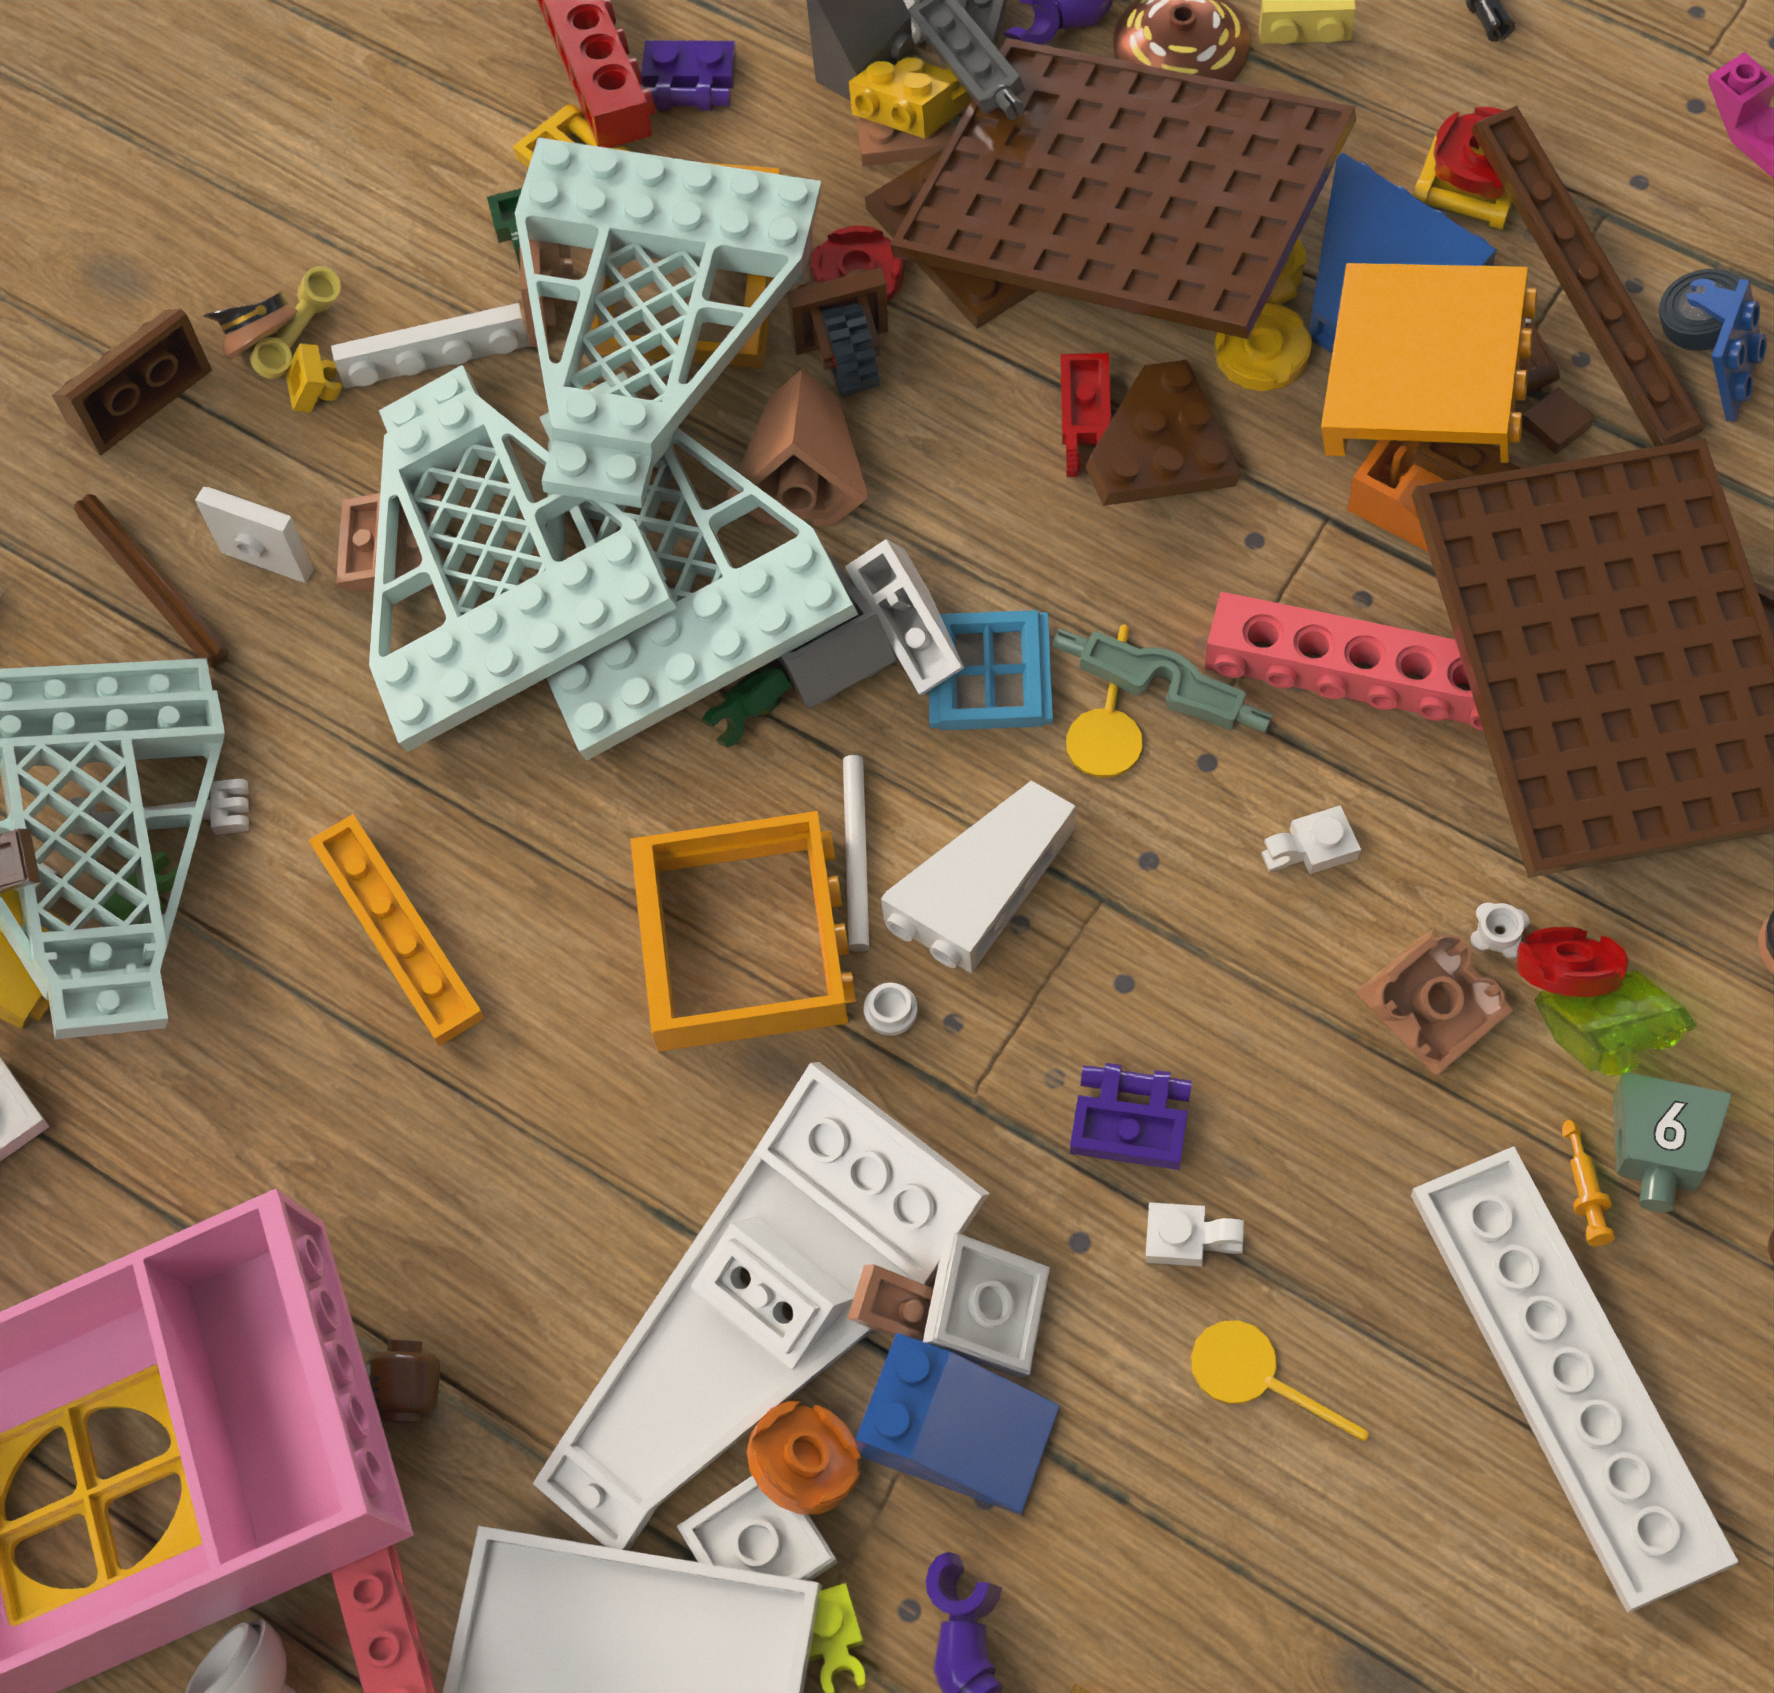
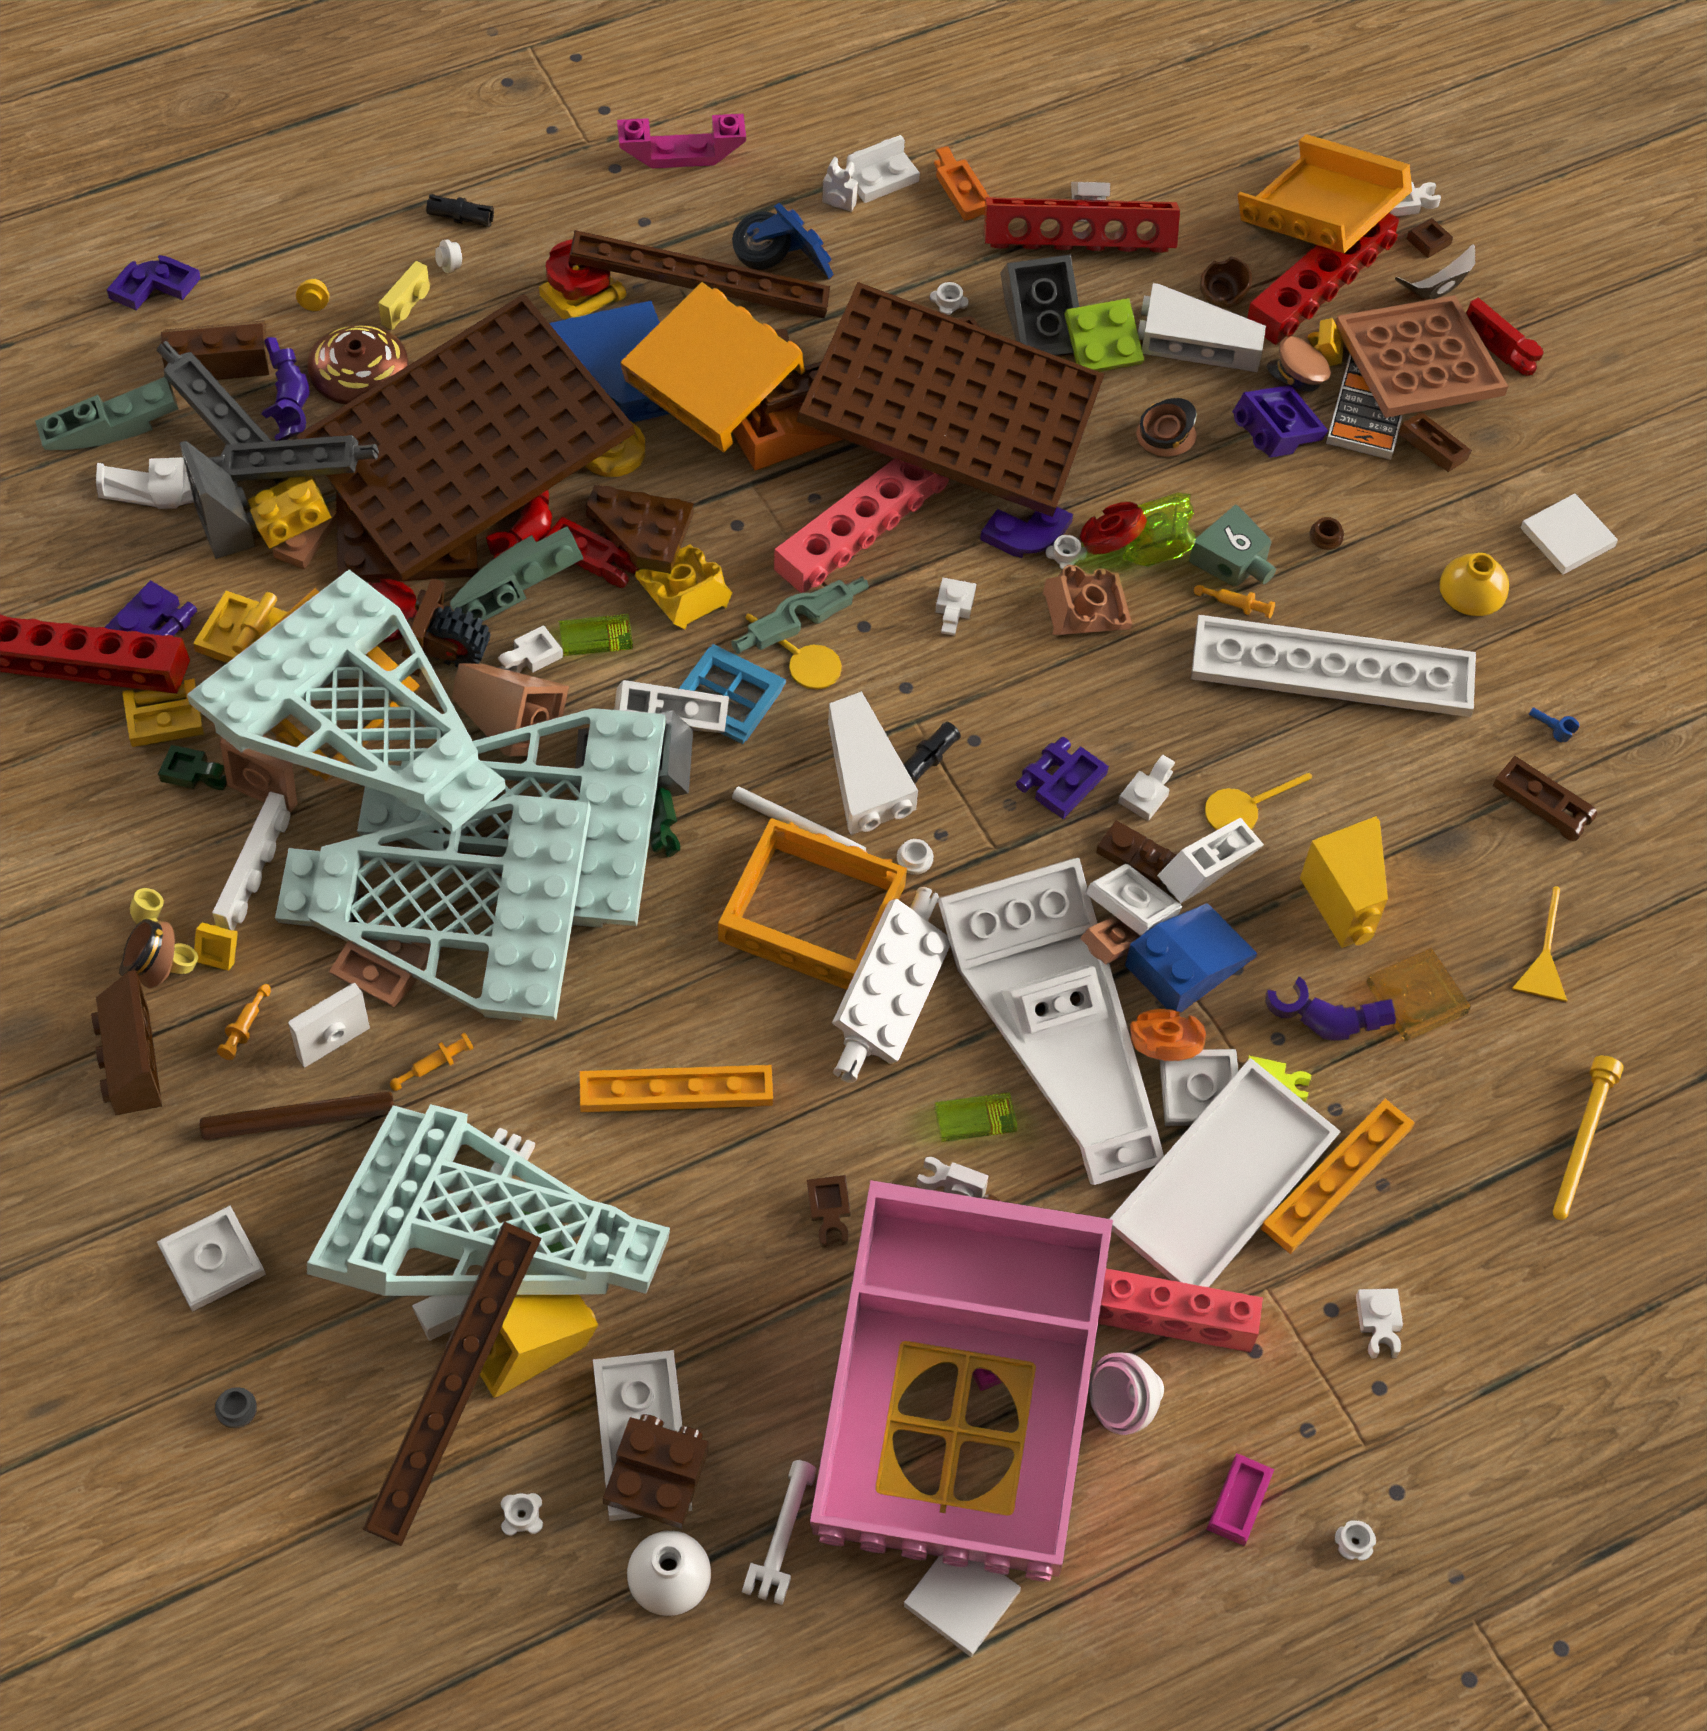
camera: 70 degrees left, 5 degrees down
(233, 462) = (239, 1031): none -> light orange piece
(304, 669) = (434, 1060): none -> light orange piece
(333, 1180) = (829, 1203): none -> reddish brown plate
(441, 1321) = (954, 1178): none -> white plate
(557, 1287) = (975, 1117): none -> clear neon green tile
(676, 1079) = (890, 984): none -> white plate
(727, 140) = (236, 625): none -> yellow plate
(900, 440) = (532, 650): none -> white plate
(975, 349) = (518, 568): none -> sand green slope
(976, 488) = (596, 635): none -> clear neon green tile
(1057, 332) = (533, 520): none -> red piece
(1058, 939) = (930, 751): none -> black pin
(1078, 1274) = (1130, 847): none -> reddish brown plate
(1110, 542) = (689, 590): none -> yellow slope
(1124, 1372) = (1209, 859): none -> white slope
(1196, 1576) = (1348, 880): none -> yellow slope
(1402, 25) = (448, 256): none -> white plate
(1487, 872) = (1021, 537): none -> dark purple plate

